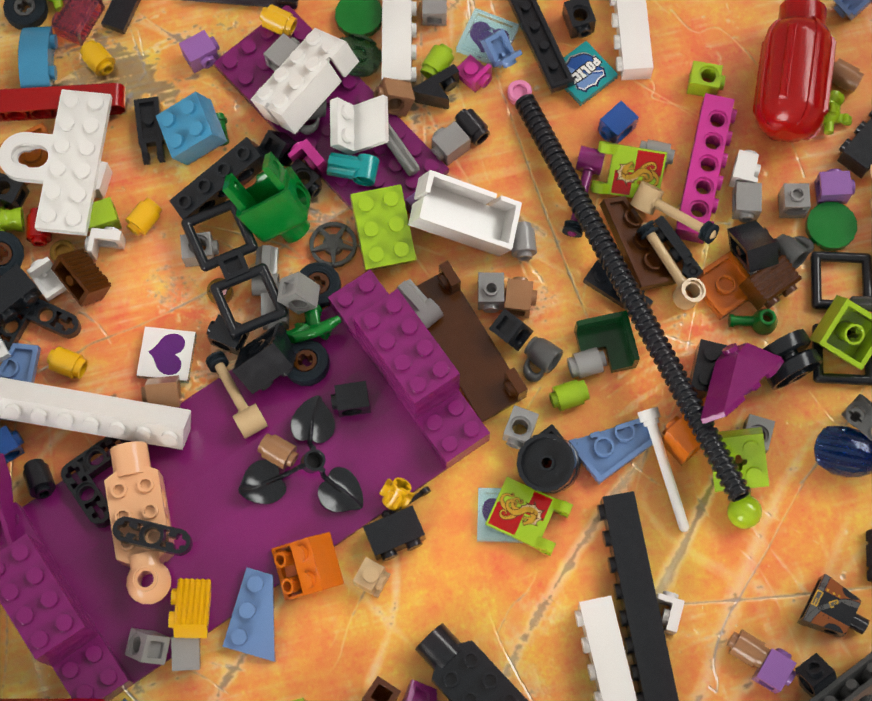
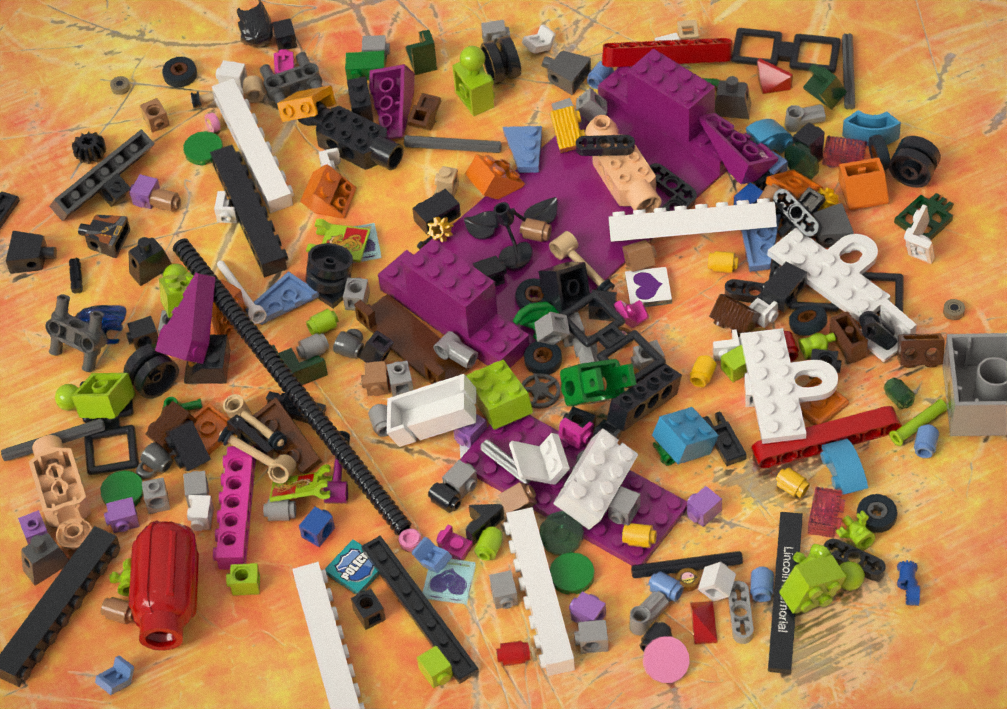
camera: 170 degrees right, 20 degrees down
(38, 479) = (712, 187): black brick -> none
(198, 314) = (633, 314): none -> dark pink bracket
(347, 652) = (452, 144): none -> dark grey axle
(359, 169) = (530, 433): teal piece -> none
(521, 650) = (329, 157): none -> white bracket
(529, 602) = (328, 193): none -> orange slope
(777, 543) = (147, 260): none -> black torso
(793, 433) = (142, 332): none -> black brick

